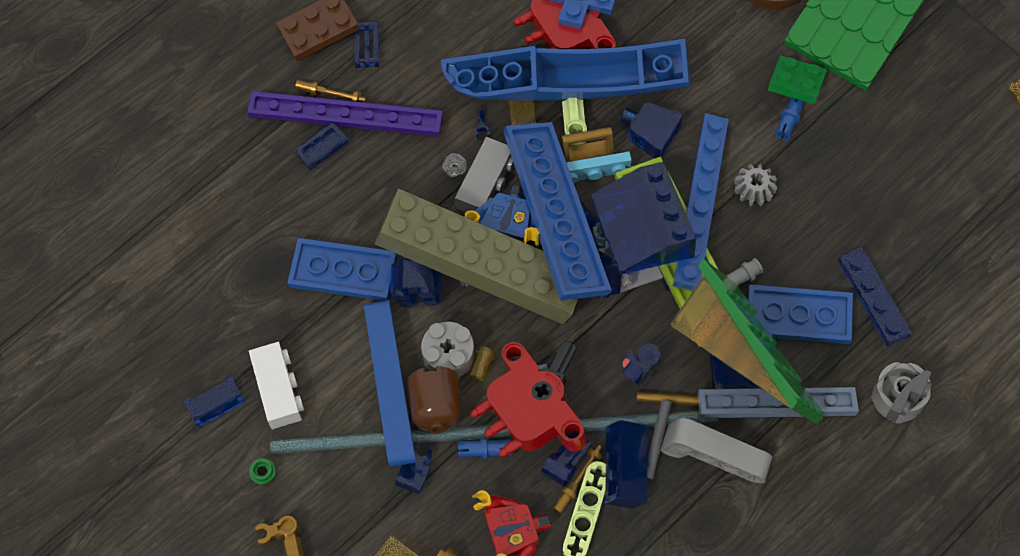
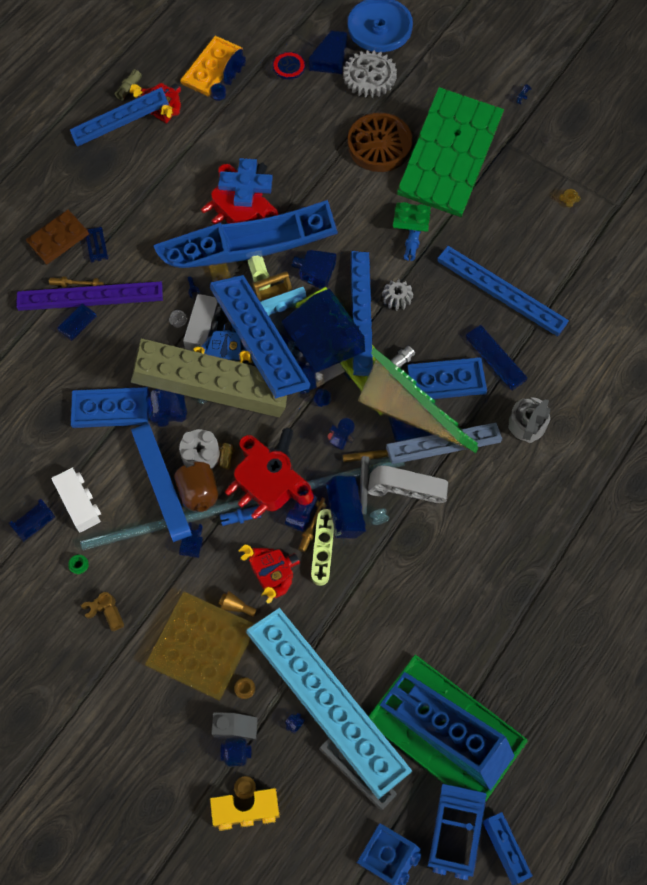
camera: 15 degrees left, 0 degrees up
(629, 310) = (322, 397): none -> clear blue plate
(669, 486) = (379, 516): none -> clear light blue bush
(902, 205) = (503, 291): none -> blue plate

